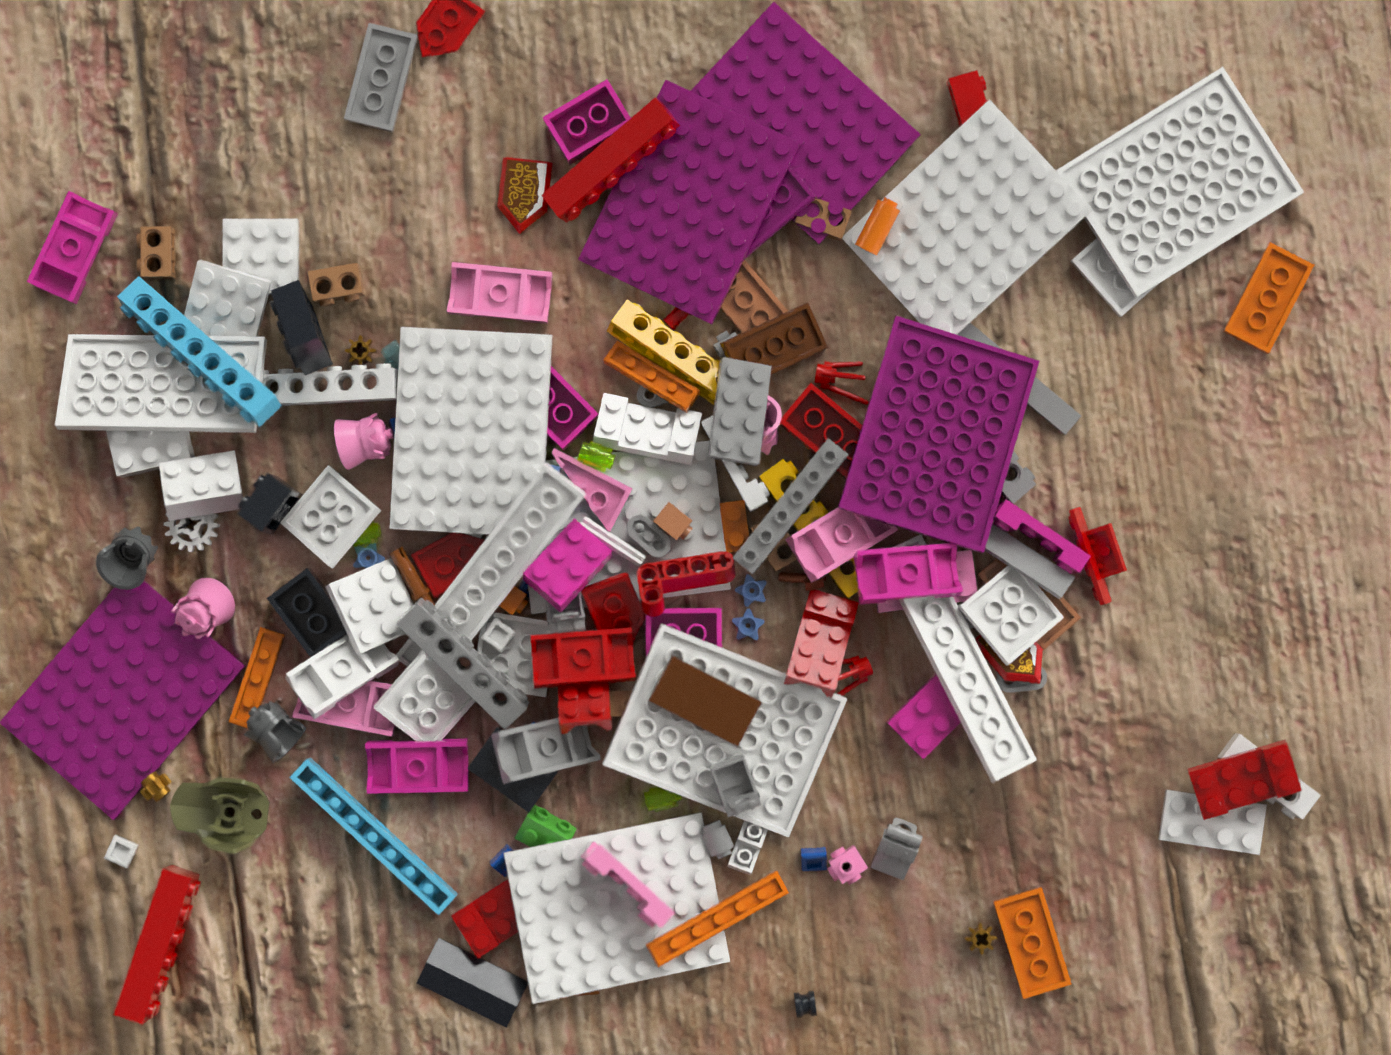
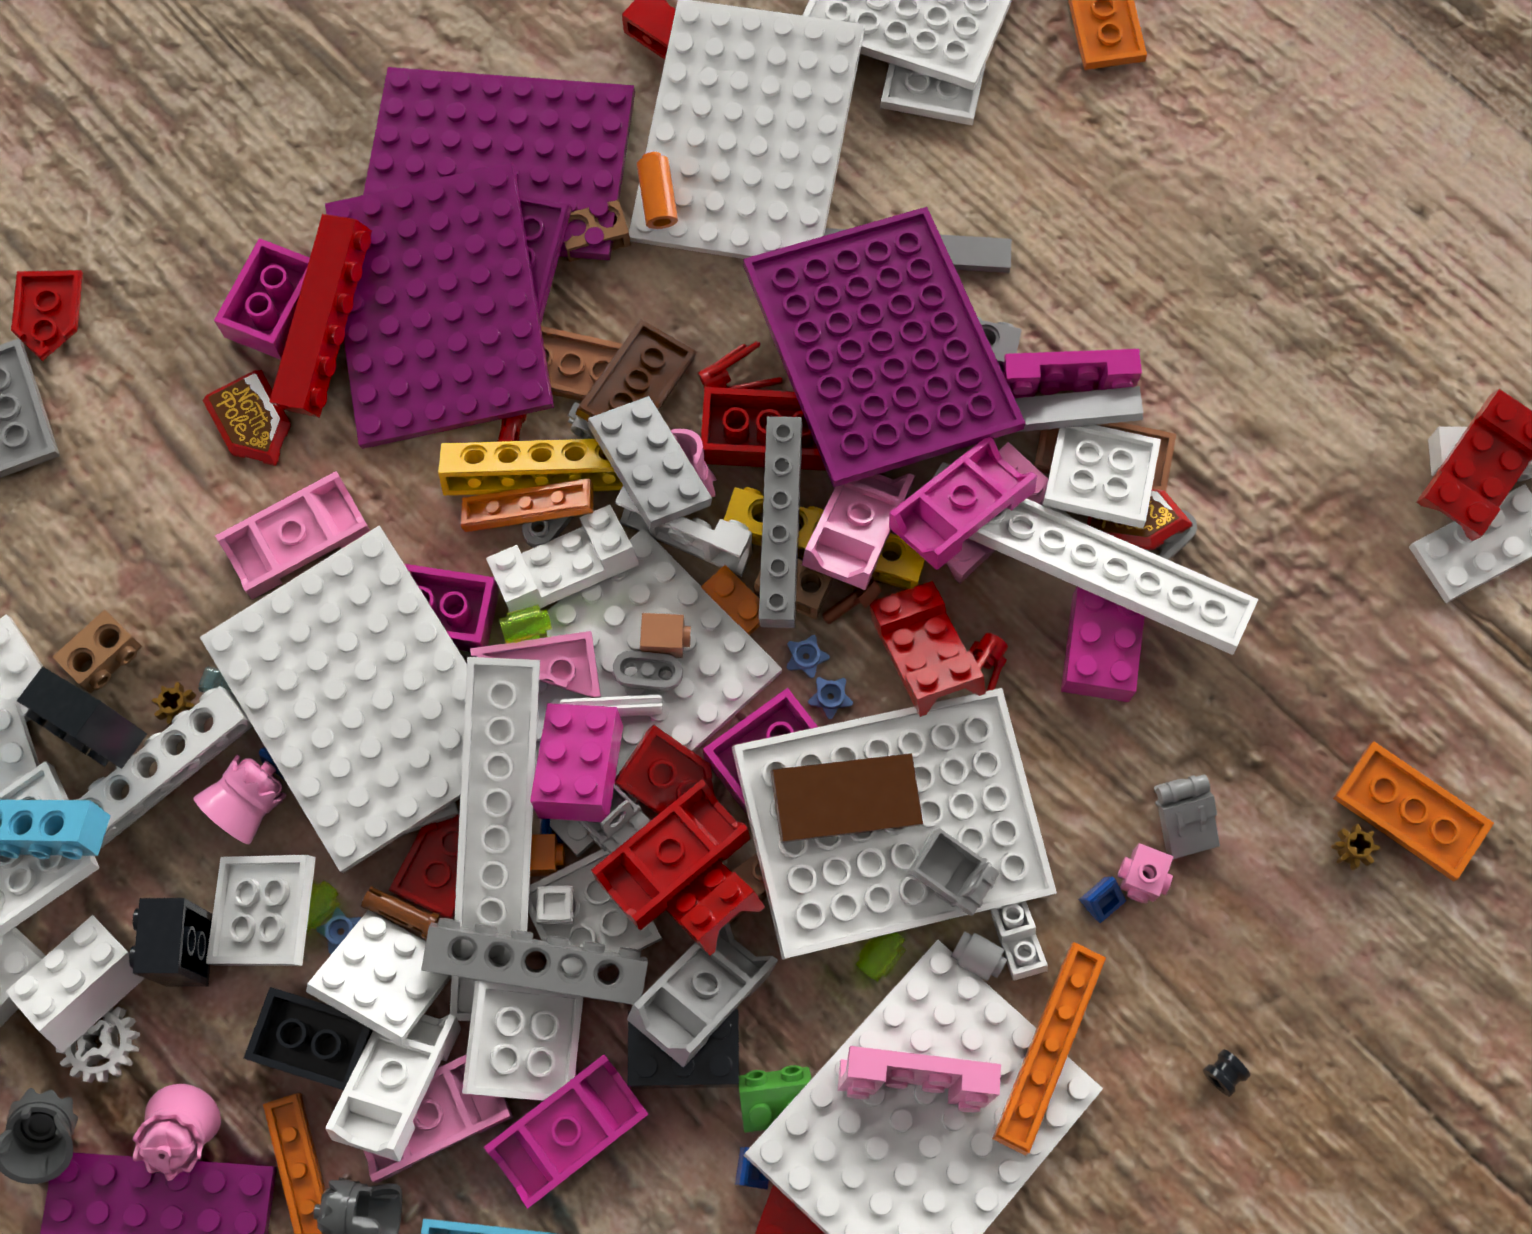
camera: 35 degrees left, 15 degrees down
(687, 578) = (715, 683): red beam -> none
(1104, 552) = (1156, 355): red bracket -> none

